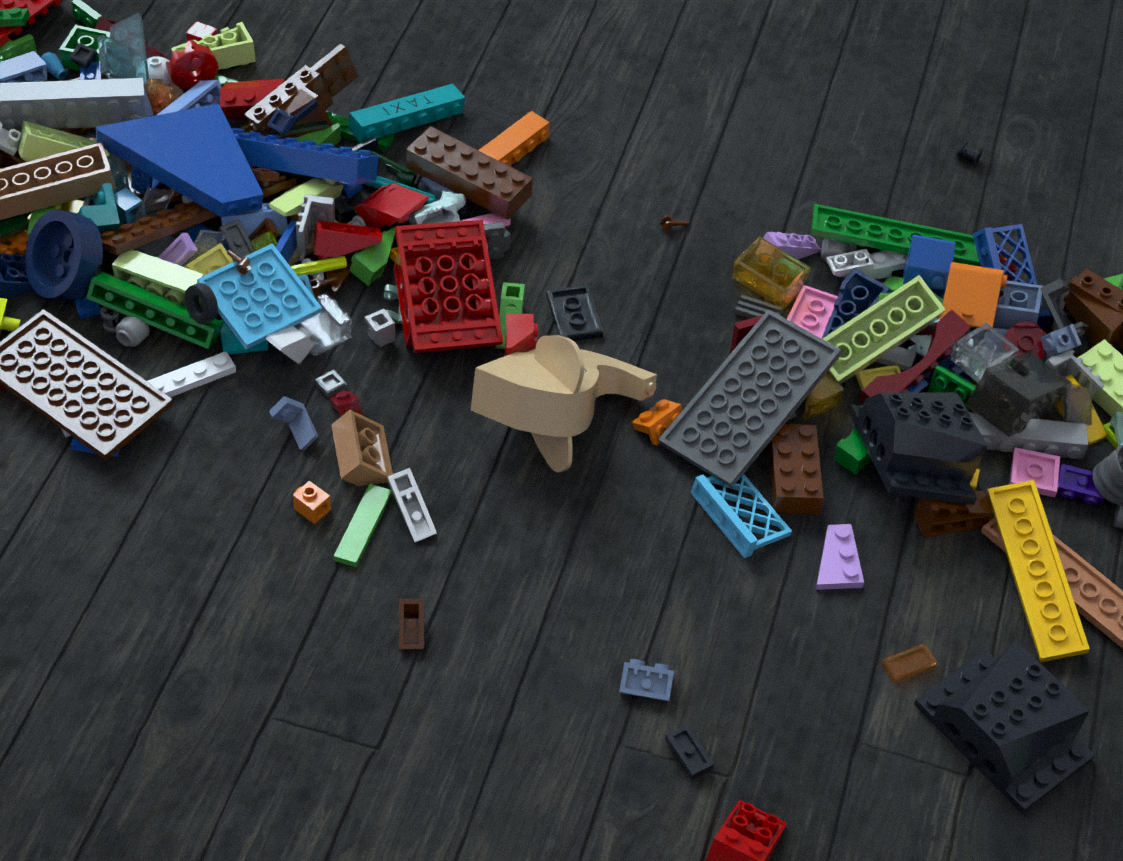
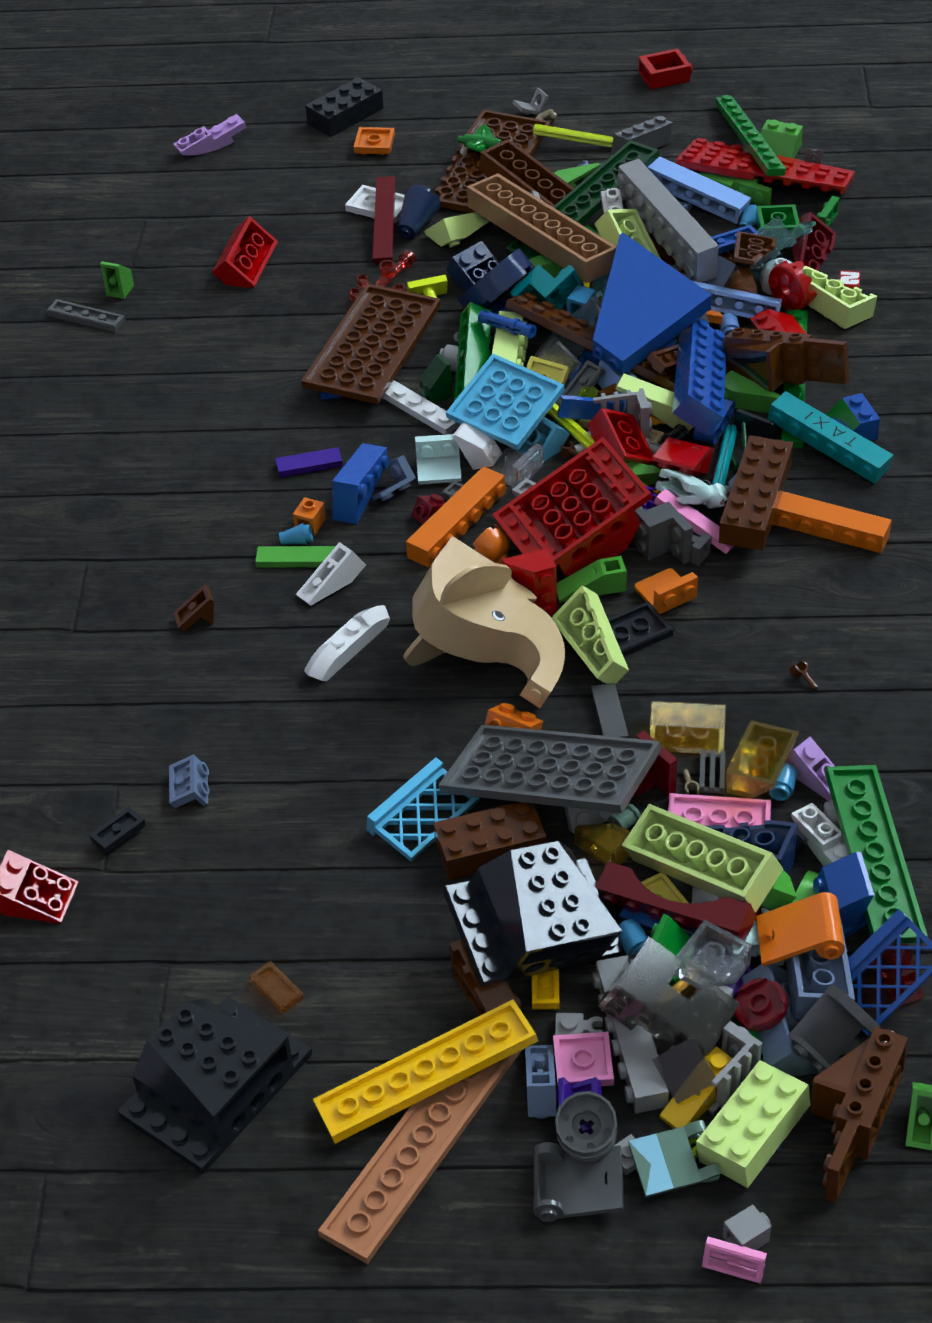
camera: 80 degrees right, 5 degrees down
(83, 55) = (754, 220): black tile -> none
(135, 65) = (752, 247): none -> reddish brown wedge
(151, 257) = (514, 326): none -> blue pin
(166, 347) = (436, 380): none -> dark green slope
(179, 250) = (541, 346): lavender tile -> none
(208, 299) = (473, 367): black tyre -> none
(219, 487) = (309, 462): none -> dark purple tile
(243, 264) = (523, 373): reddish brown hand -> none
(281, 121) = (733, 348): dark blue tile -> none
(283, 381) = (437, 459): none -> light aqua bracket
(284, 447) = (357, 482): none -> blue wedge
(334, 518) = (297, 535): none -> dark azure cone
(361, 450) = (380, 530): medium nougat slope -> none
(373, 389) = (456, 515): none -> orange brick
(385, 88) = (857, 415): none -> blue slope
(434, 373) = (493, 544): none -> orange cylinder
(506, 514) = (347, 642): none -> white brick
(542, 273) = (667, 589): none -> orange bracket
(591, 332) = (591, 636): none -> yellowish green wedge
(669, 354) = (609, 710): none -> dark grey tile
(708, 307) = (688, 726): none -> clear yellow slope
(840, 560) = (391, 905): lavender wing -> none
(998, 470) = (574, 1024): none -> light grey plate
(1060, 340) = (775, 1031): sand blue brick -> none
(1063, 501) = (540, 1081): none -> sand blue slope

